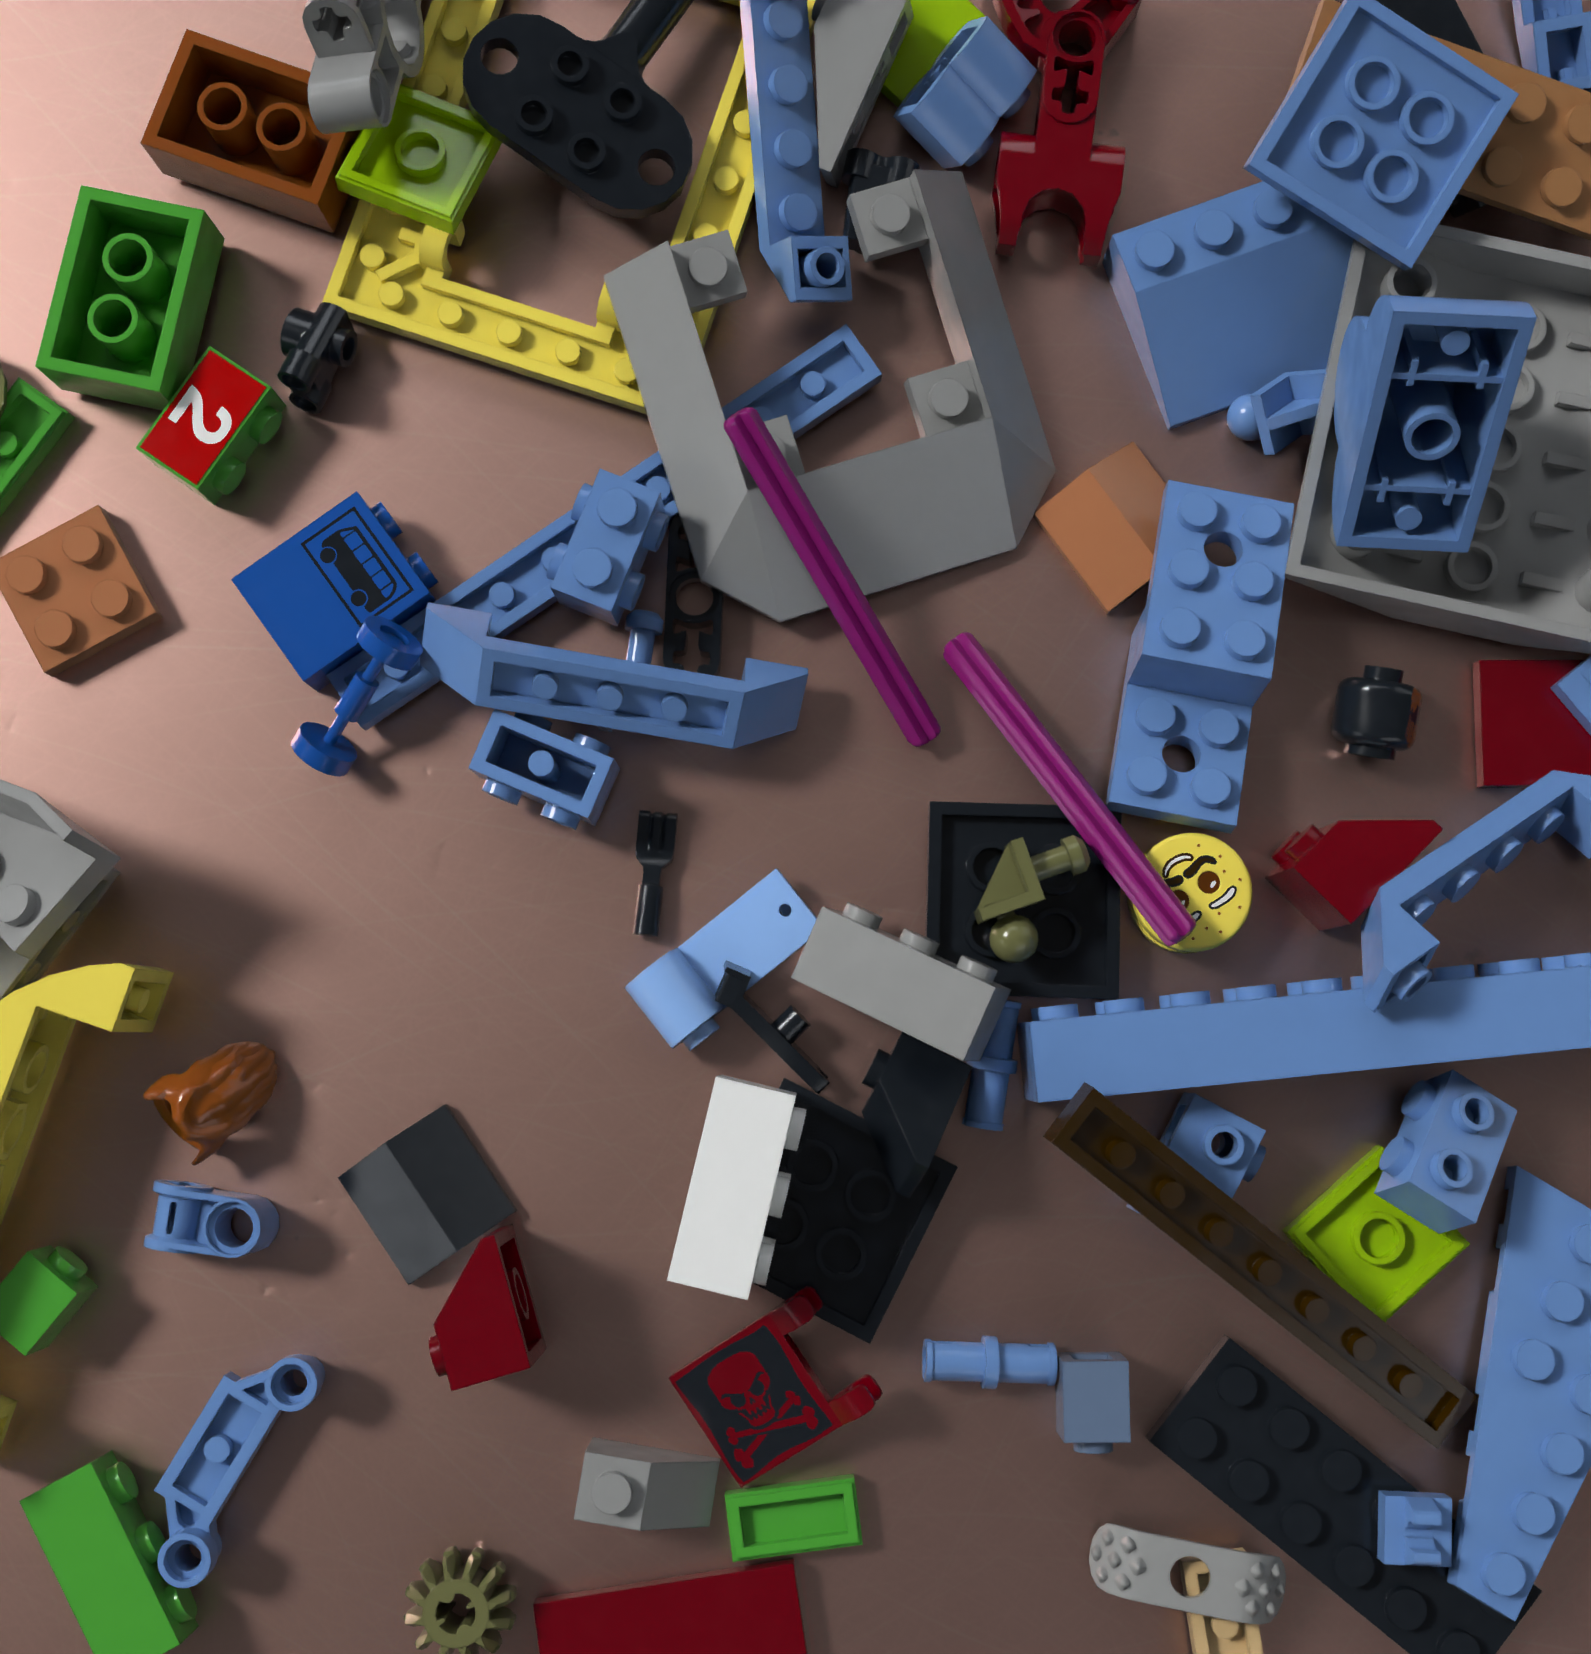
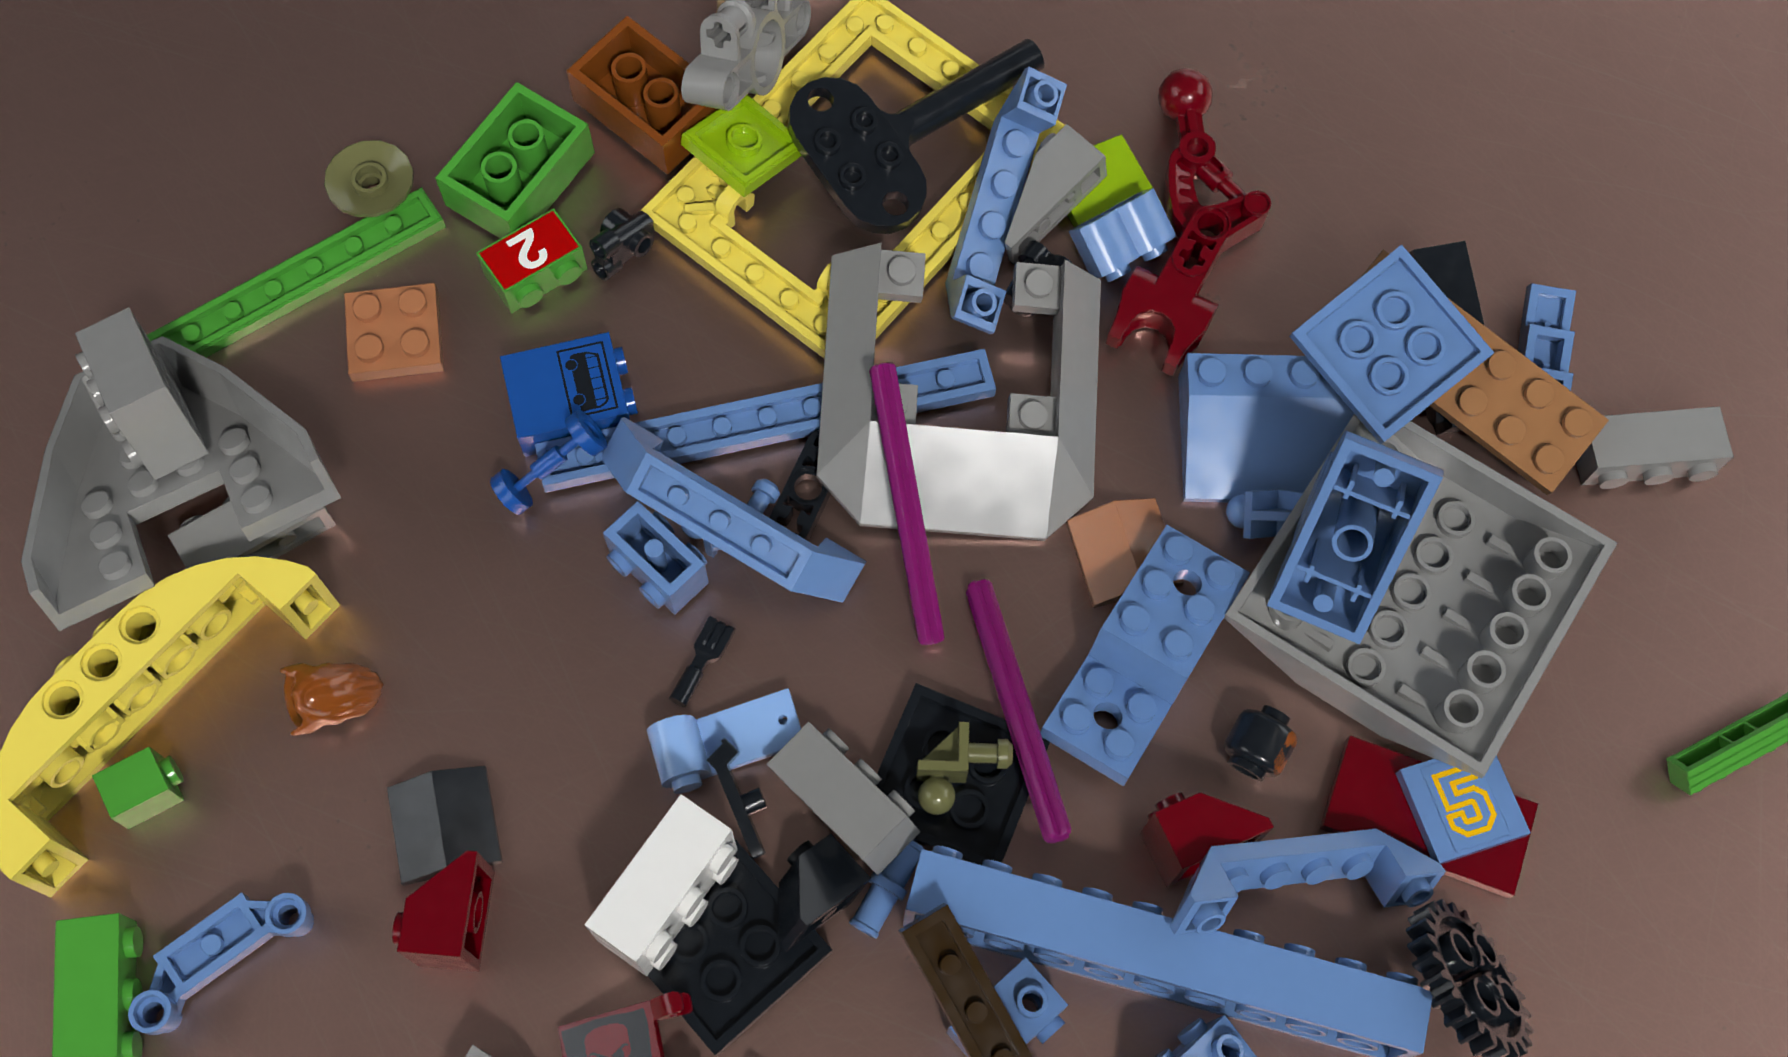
camera: 15 degrees right, 15 degrees down
(198, 1220) = (278, 777): medium blue piece -> none
(608, 547) = (760, 427): medium blue brick -> none
(1210, 885) = (1095, 820): light yellow head -> none

